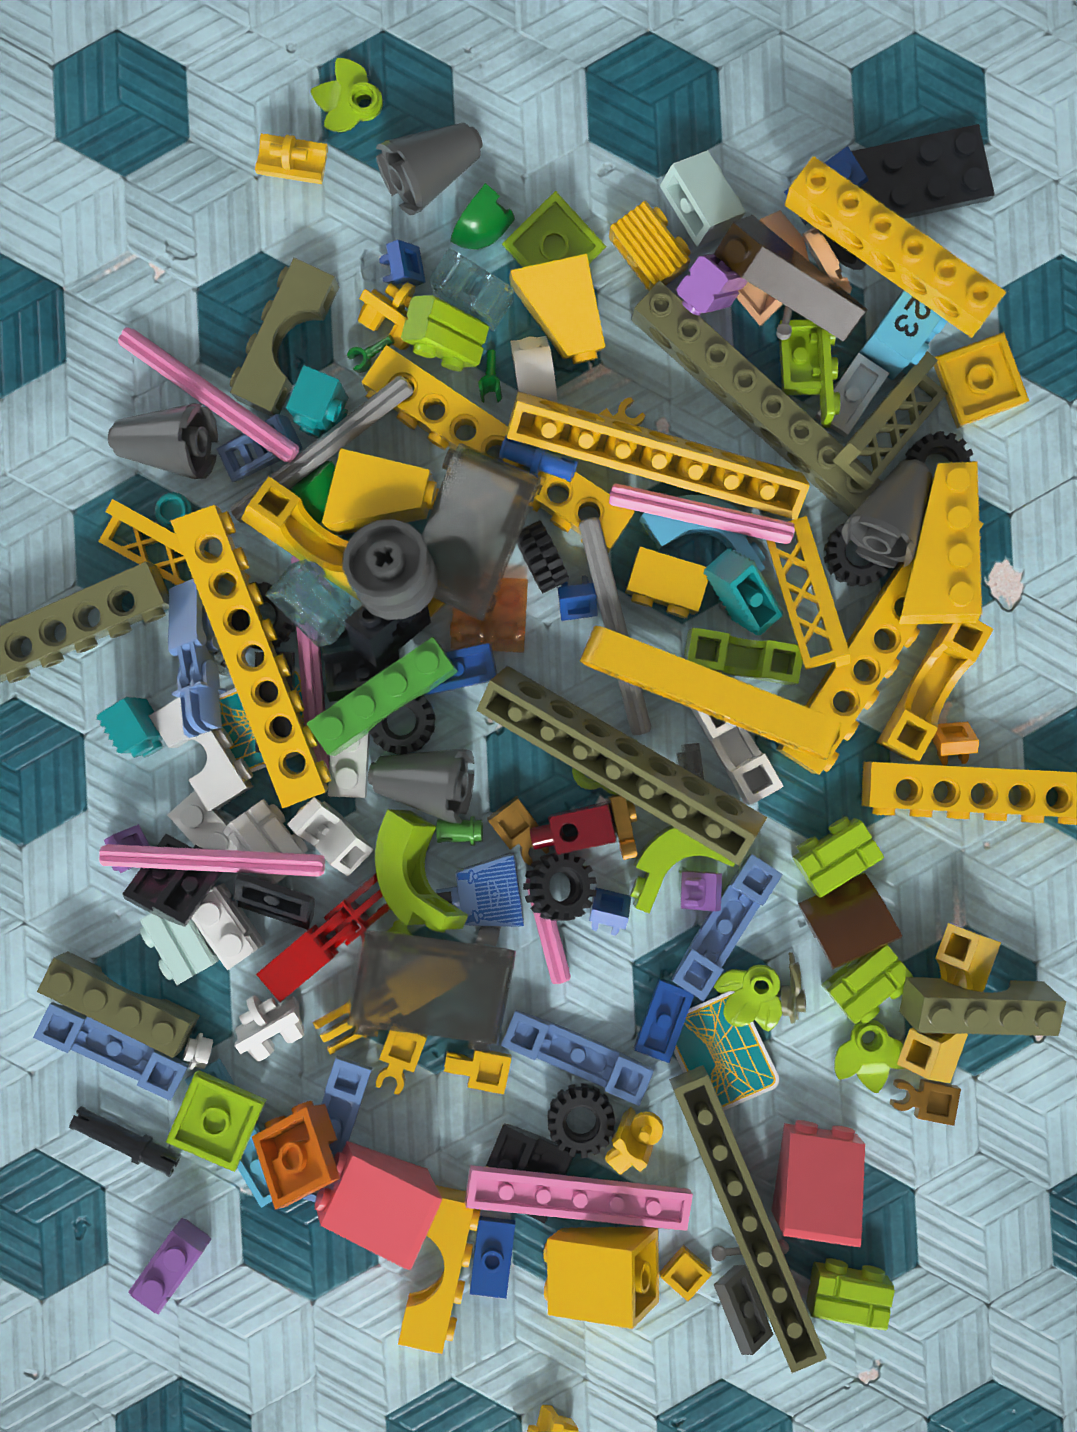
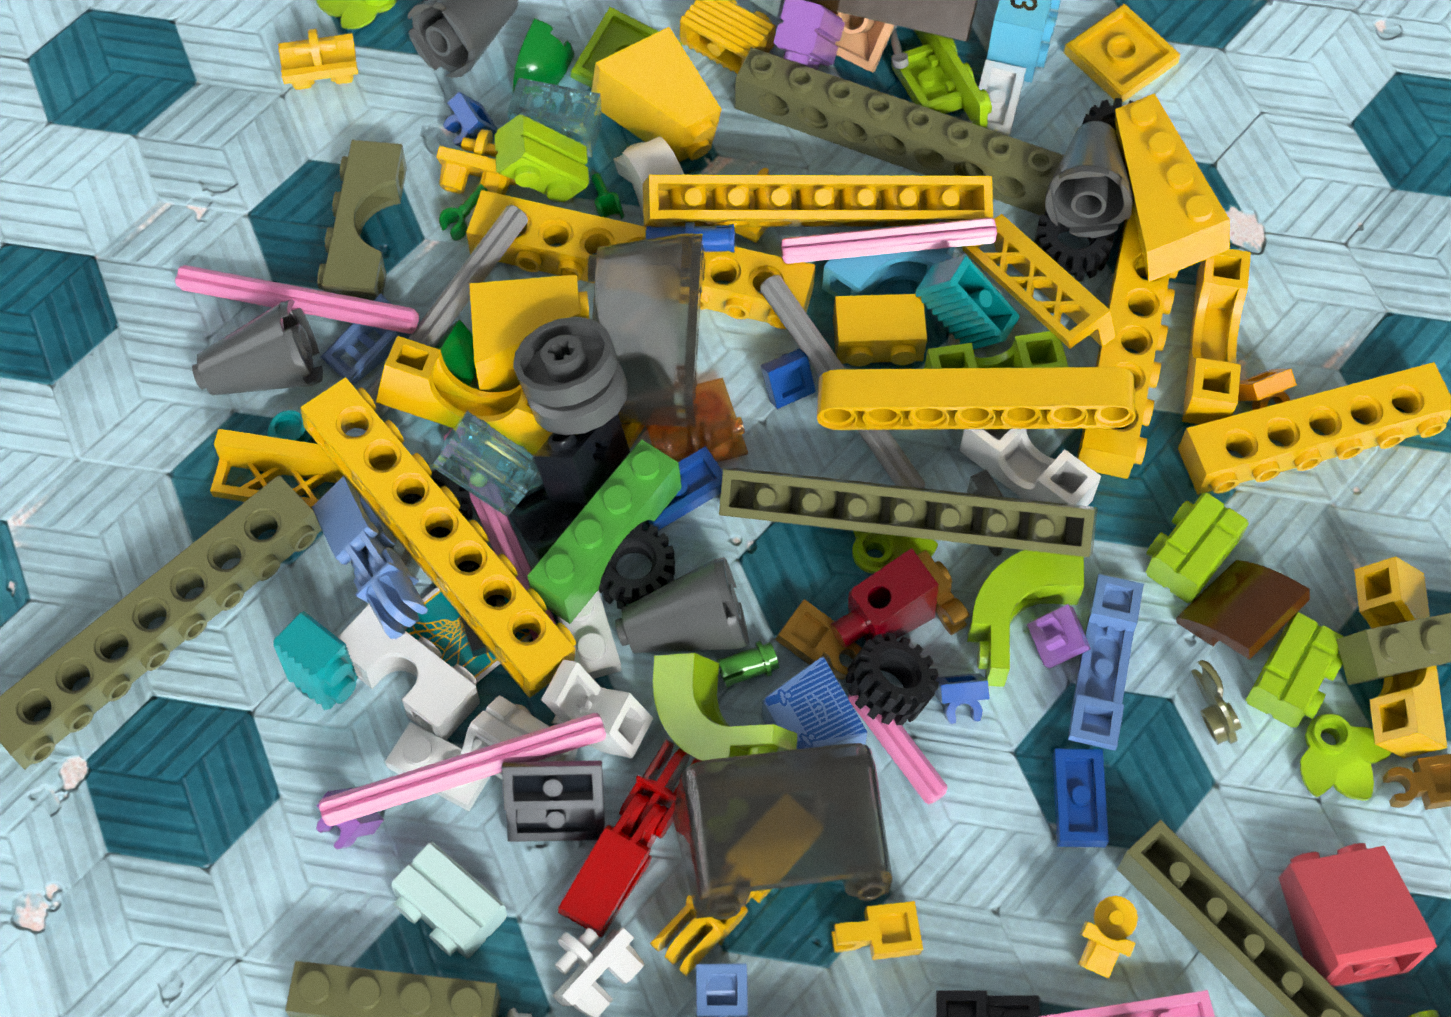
camera: 20 degrees left, 25 degrees down
(171, 892) = (420, 829): black slope -> none
(226, 927) = (501, 862): white brick -> none
(317, 402) = (423, 261): teal brick -> none
(401, 1052) = (775, 946): yellow plate -> none
(542, 557) = (732, 341): black tyre -> none
(578, 1055) = (995, 876): medium blue slope -> none
(585, 1142) = (1047, 927): black tyre -> none
(730, 1054) = (1158, 786): teal sticker -> none
(748, 1001) = (1170, 744): lime plate -> none
(886, 413) = (1039, 103): olive fence -> none

